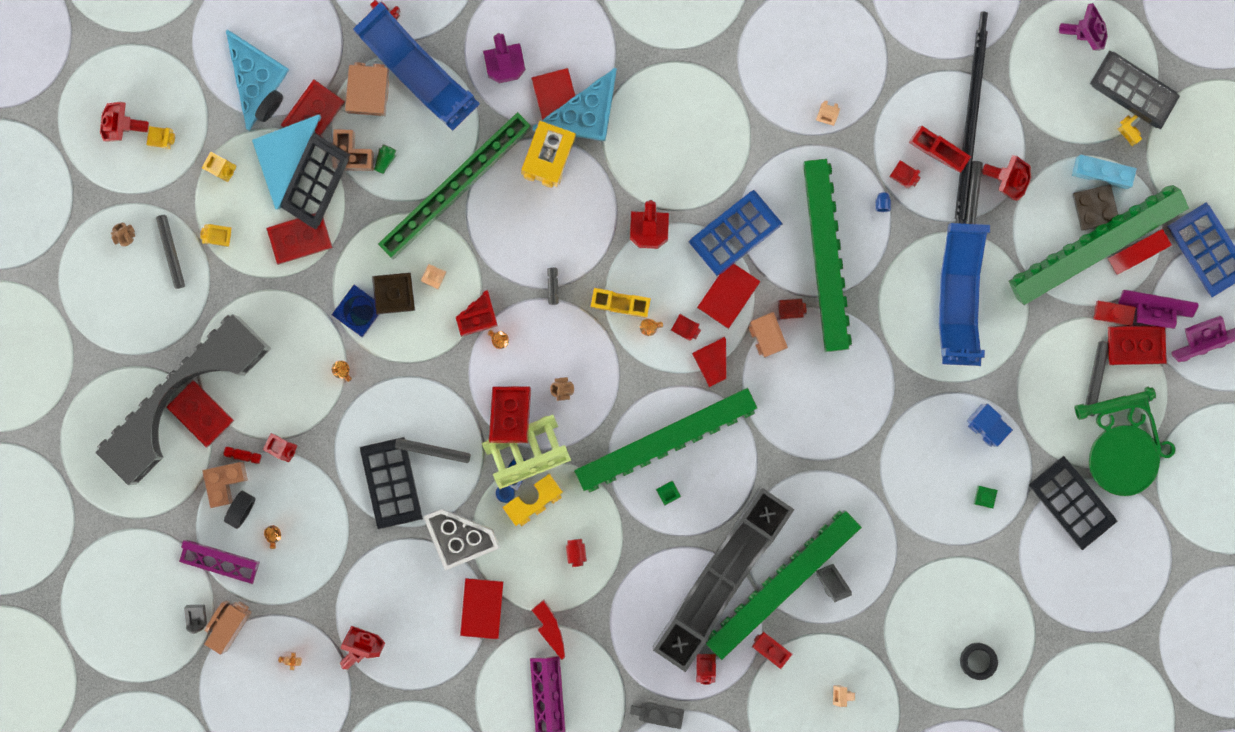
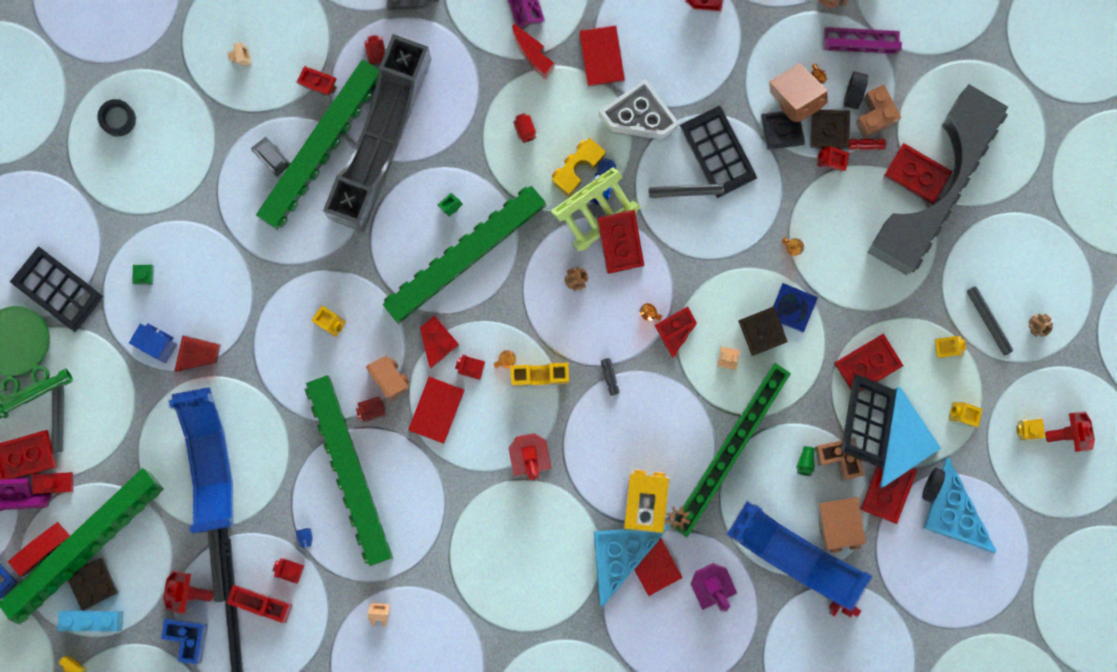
camera: 165 degrees right, 5 degrees down
(274, 478) = (830, 129): none -> dark brown plate
(297, 520) = (798, 93): none -> brick
(321, 489) = (781, 131): none -> black plate
(527, 133) = (672, 515): none -> medium nougat gear
(735, 232) = (443, 471): blue piece -> none
(813, 406) = (328, 321): none -> yellow bracket
(949, 405) = (196, 353): none -> clear red wing
(1011, 134) = (191, 638): none -> blue brick

